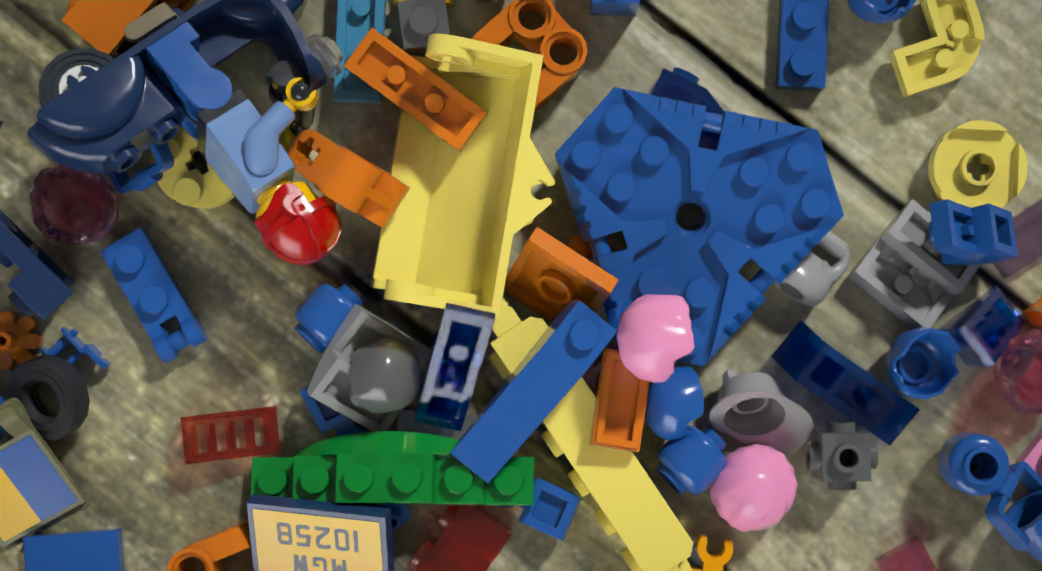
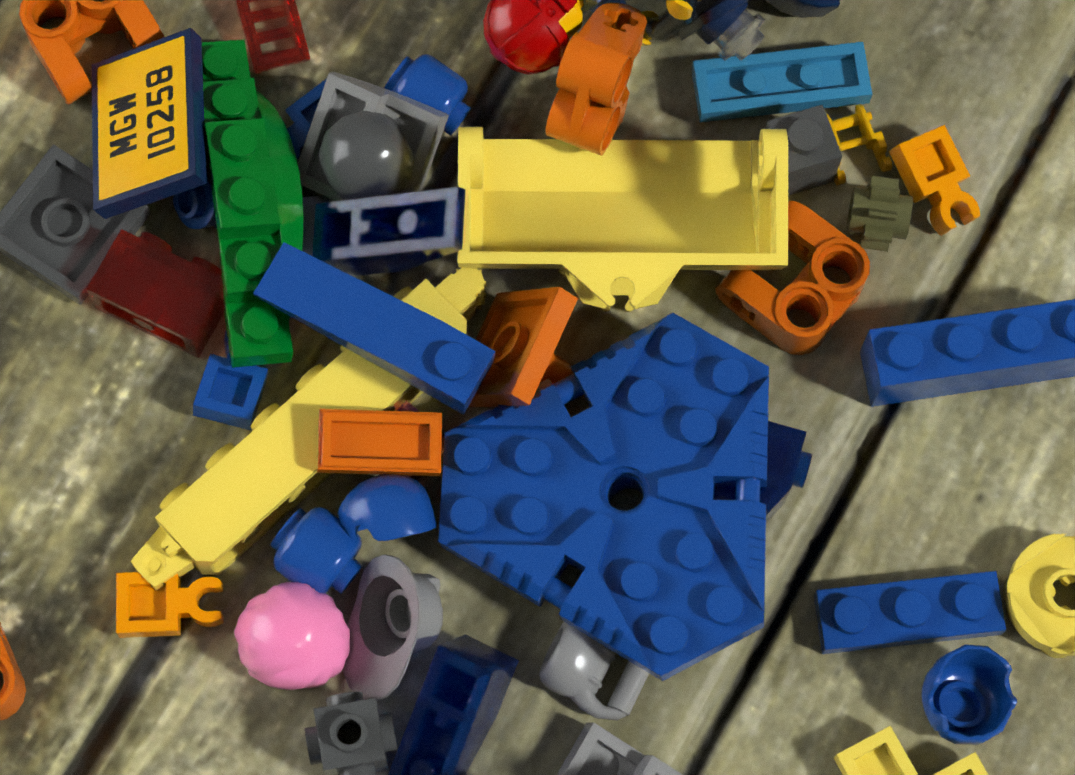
camera: 75 degrees right, 15 degrees down
(415, 89) = (720, 145): orange plate -> none
(654, 335) = (466, 448): bright pink hair -> none

